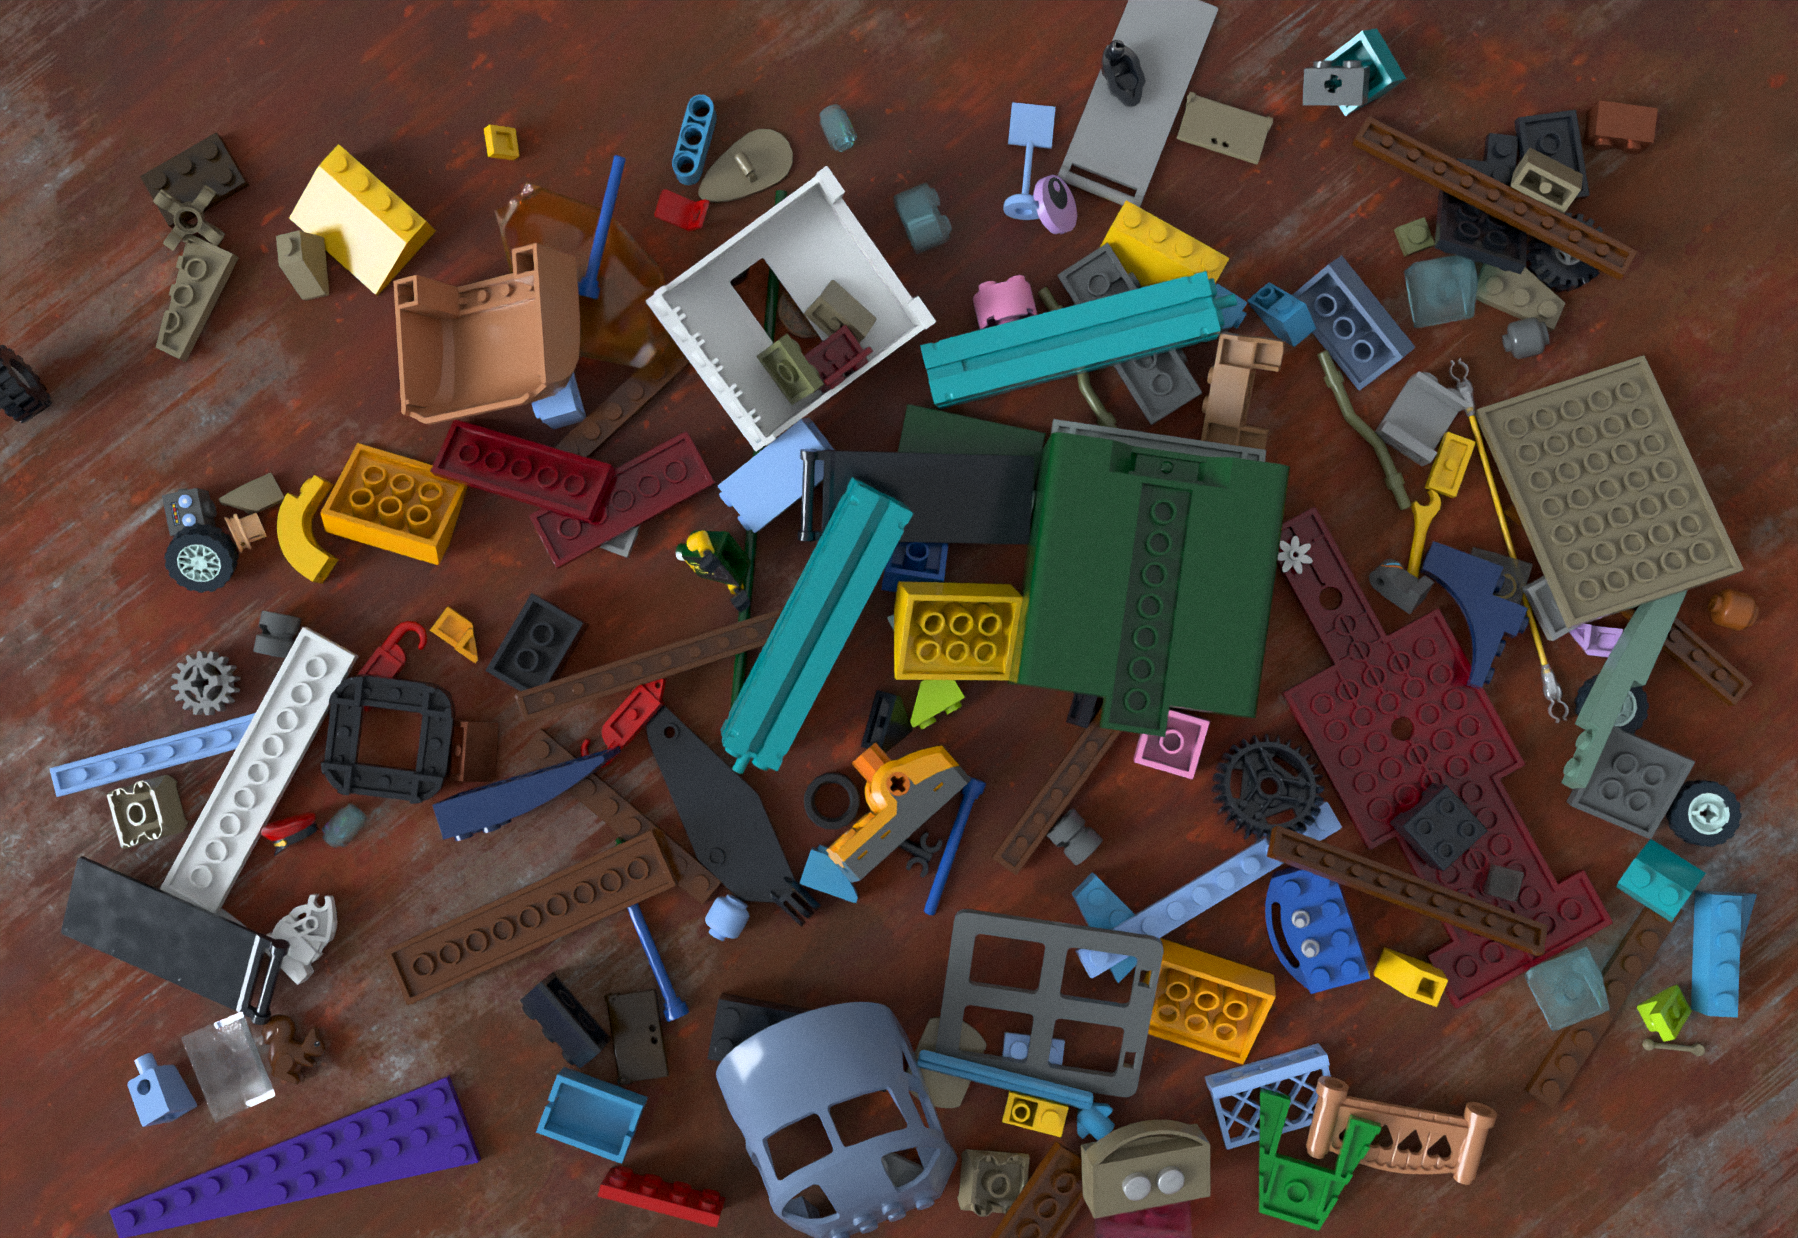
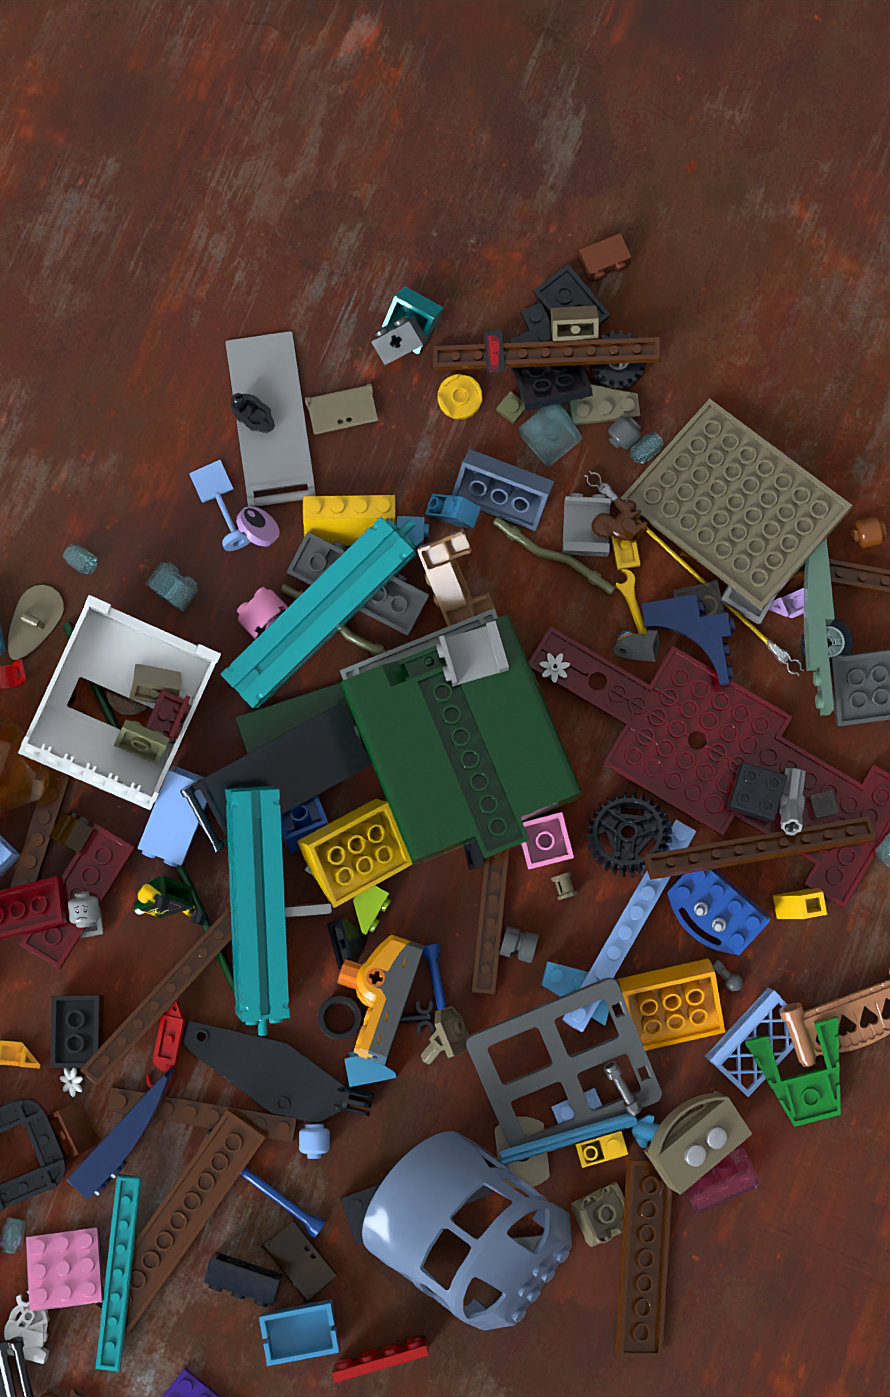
camera: 25 degrees left, 5 degrees down
(378, 896) = (64, 1269): none -> bright pink plate
(434, 934) = (118, 1272): none -> teal tile
(501, 699) = (72, 1081): none -> white plant
(619, 519) = (83, 909): none -> light grey head
(656, 424) = (71, 831): none -> dark brown brick
(866, 663) = (307, 909): none -> light grey tile
(940, 892) = (449, 1036): none -> dark tan piece
(1097, 1082) = (614, 1073): none -> flat silver bar
(1161, 802) = (564, 886): none -> dark tan bush
(1226, 489) = (473, 654): none -> light grey panel
(1284, 1015) = (732, 981): none -> dark grey arm
(1363, 191) = (459, 396): none -> yellow tile
(1436, 160) = (494, 351): none -> sticker
(1463, 443) = (624, 526): none -> reddish brown animal
(1473, 862) = (792, 801): none -> light grey piece
(1539, 370) = (646, 448): none -> clear light blue brick

